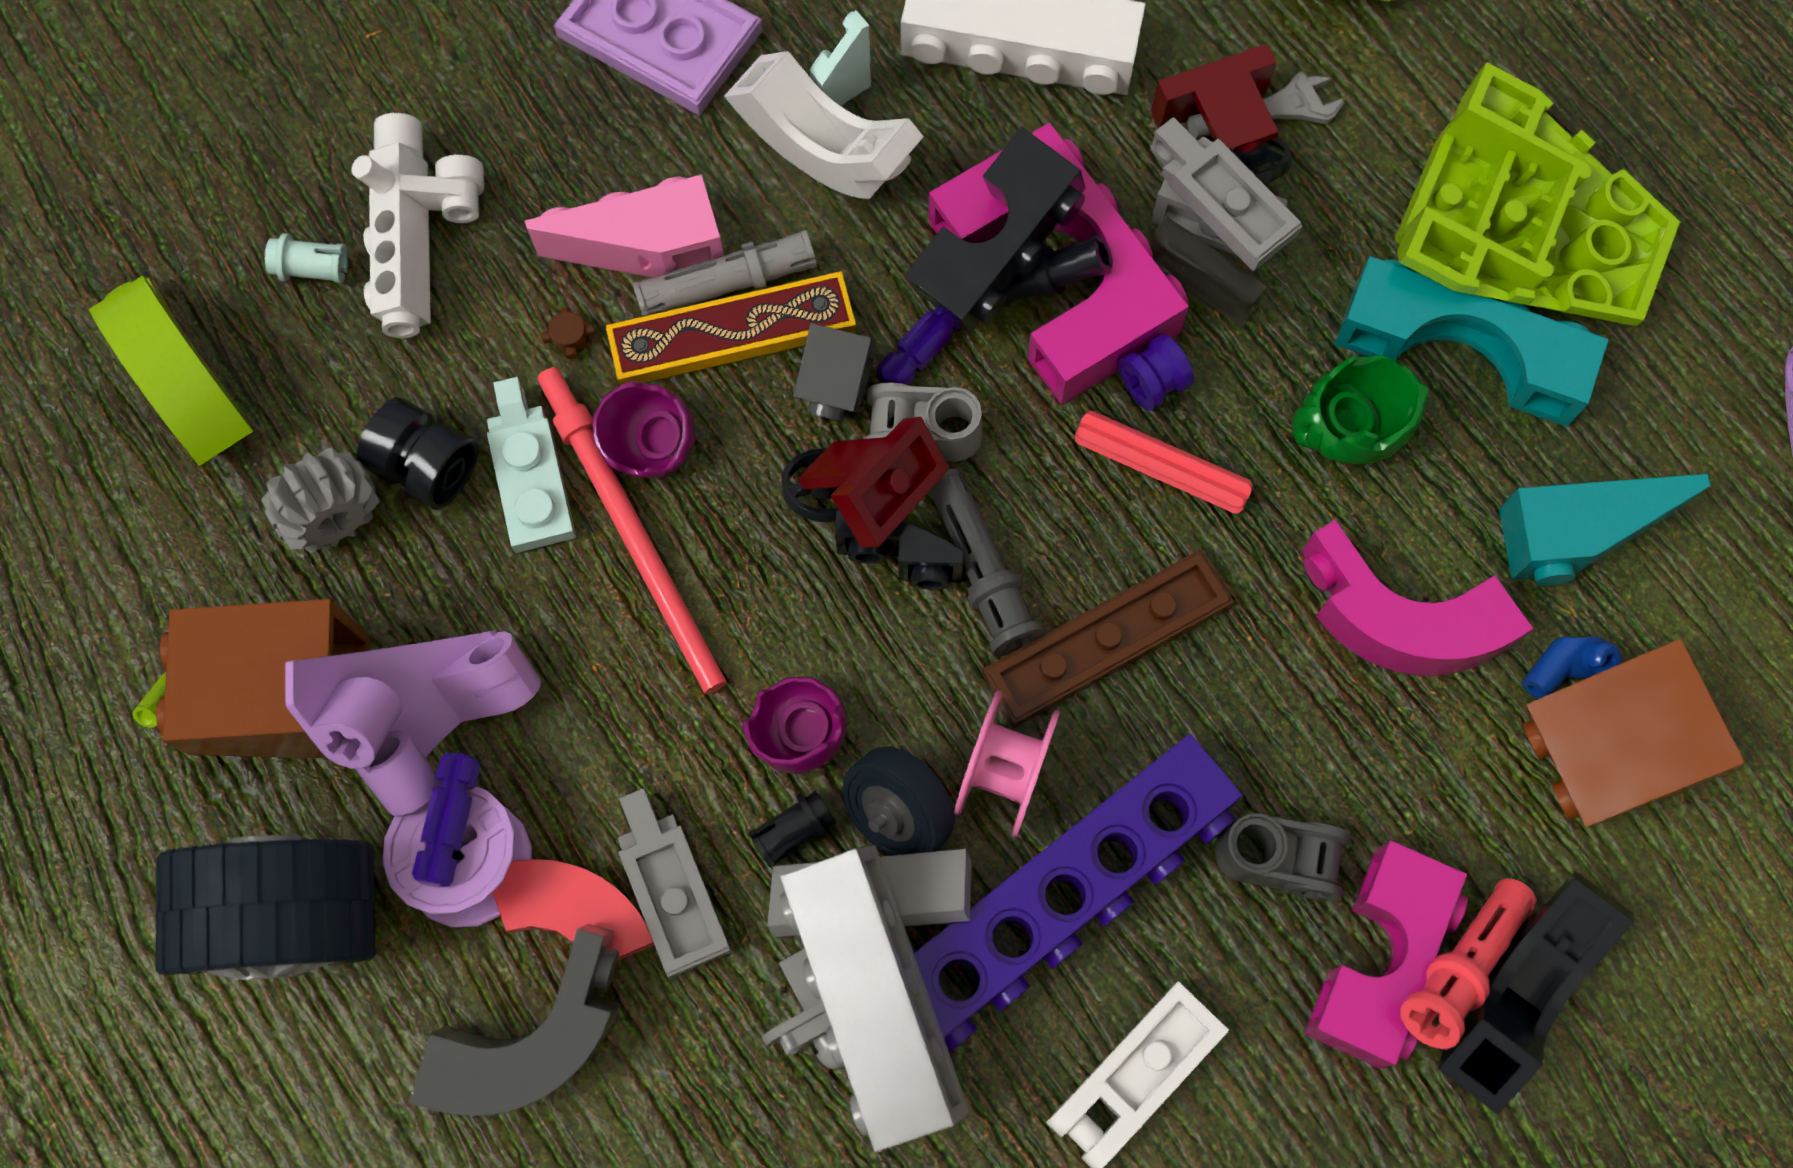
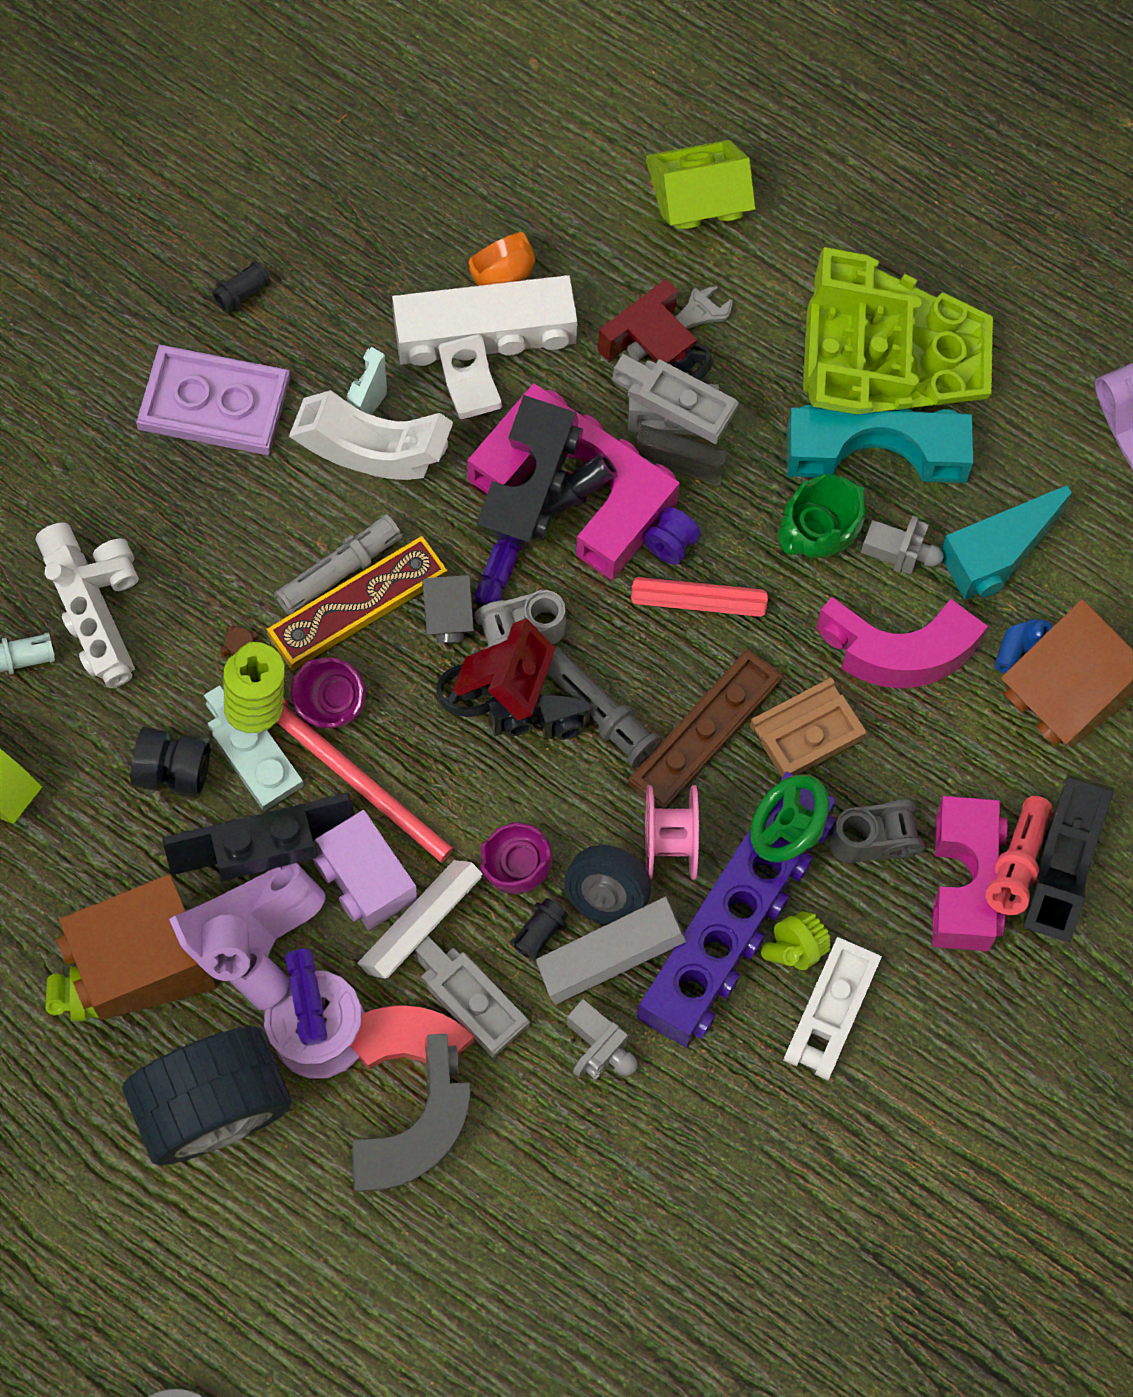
camera: 25 degrees left, 5 degrees down
(320, 500) = (116, 817): light grey gear -> none
(487, 591) = (259, 840): none -> black bracket
(538, 393) = (254, 688): none -> lime piece
(599, 674) = (364, 870): none -> lavender brick
(634, 231) = (264, 555): bright pink slope -> none
(644, 762) = (420, 919): none -> white tile
(873, 998) = (642, 1007): brick -> none
(975, 107) = (472, 386): none -> white bracket
(1124, 969) = (798, 941): none -> lime piece
(1170, 810) = (793, 822): none -> green piece
(1242, 683) = (808, 728): none -> medium nougat plate
(1452, 483) = (900, 546): none -> light grey piece

